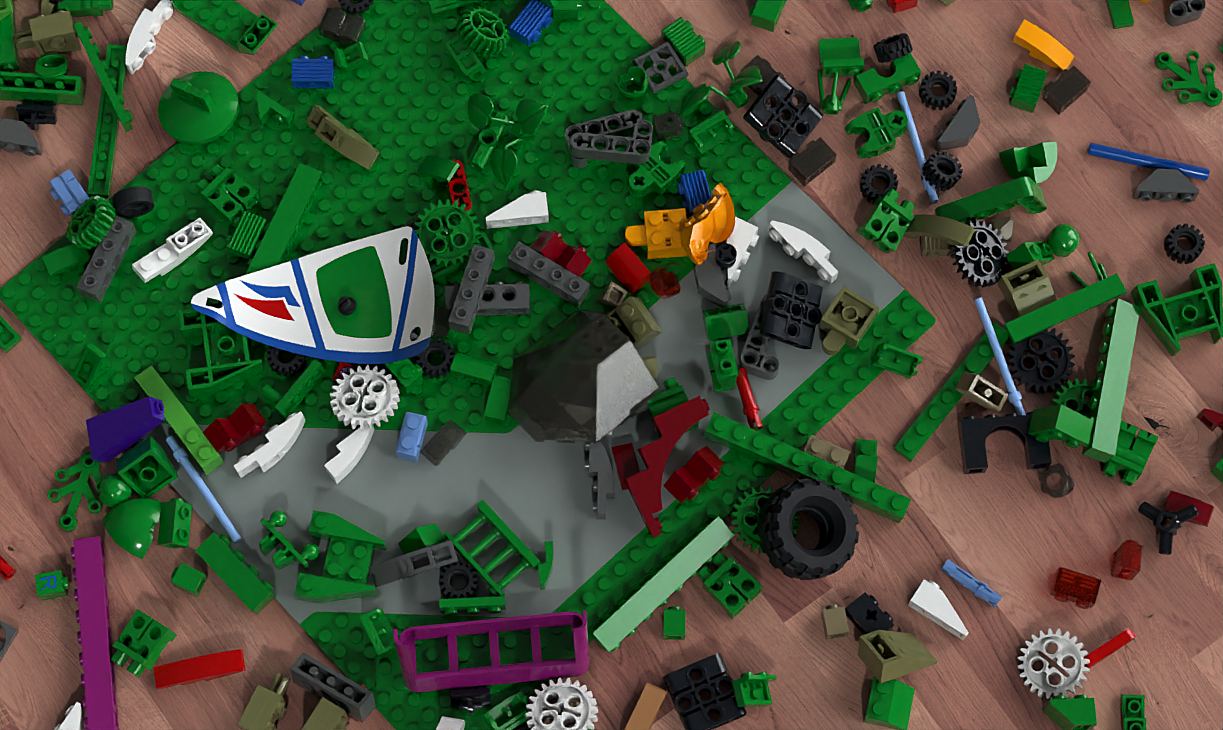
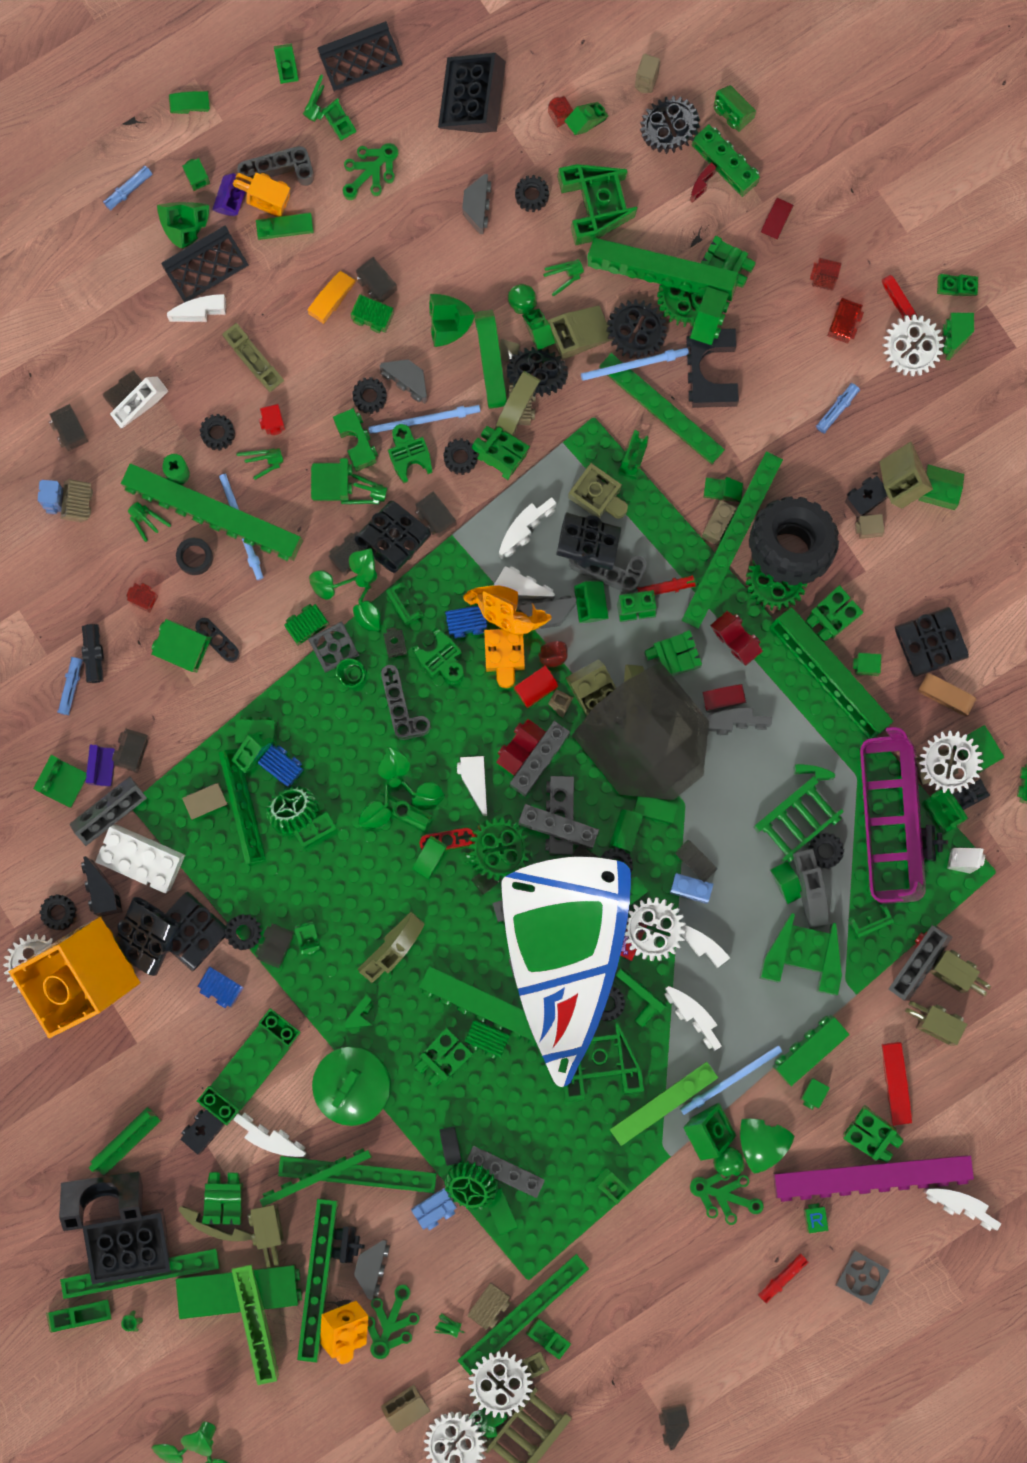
camera: 85 degrees left, 10 degrees up
(51, 65) = (301, 1229): green cap -> none
(122, 427) = (673, 1157): dark purple slope -> none
(174, 251) = (499, 1109): white slope -> none
(174, 524) = (763, 1106): green brick -> none
(239, 427) = (678, 1049): dark red brick -> none
(289, 555) = (765, 1012): green piece -> none
(313, 72) = (322, 974): blue brick -> none
(346, 305) = (568, 942): black piece -> none
(472, 605) = (848, 838): green plate -> none
(611, 142) = (419, 694): dark grey beam -> none
(646, 485) = (745, 678): dark red arch -> none
(725, 251) = (534, 592): black wheel -> none
(753, 689) = (930, 599): green bracket -> none
(893, 48) = (328, 431): black tyre -> none
(935, 606) = (857, 440): white slope -> none
(938, 178) = (452, 406): black tyre -> none
(982, 391) = (668, 381): dark tan brick -> none
(1065, 308) = (595, 301): green tile -> none
(1068, 481) = (754, 317): clear smoke piece -> none
(1147, 161) = (449, 216): blue axle -> none
(1159, 517) = (801, 239): black bush -> none

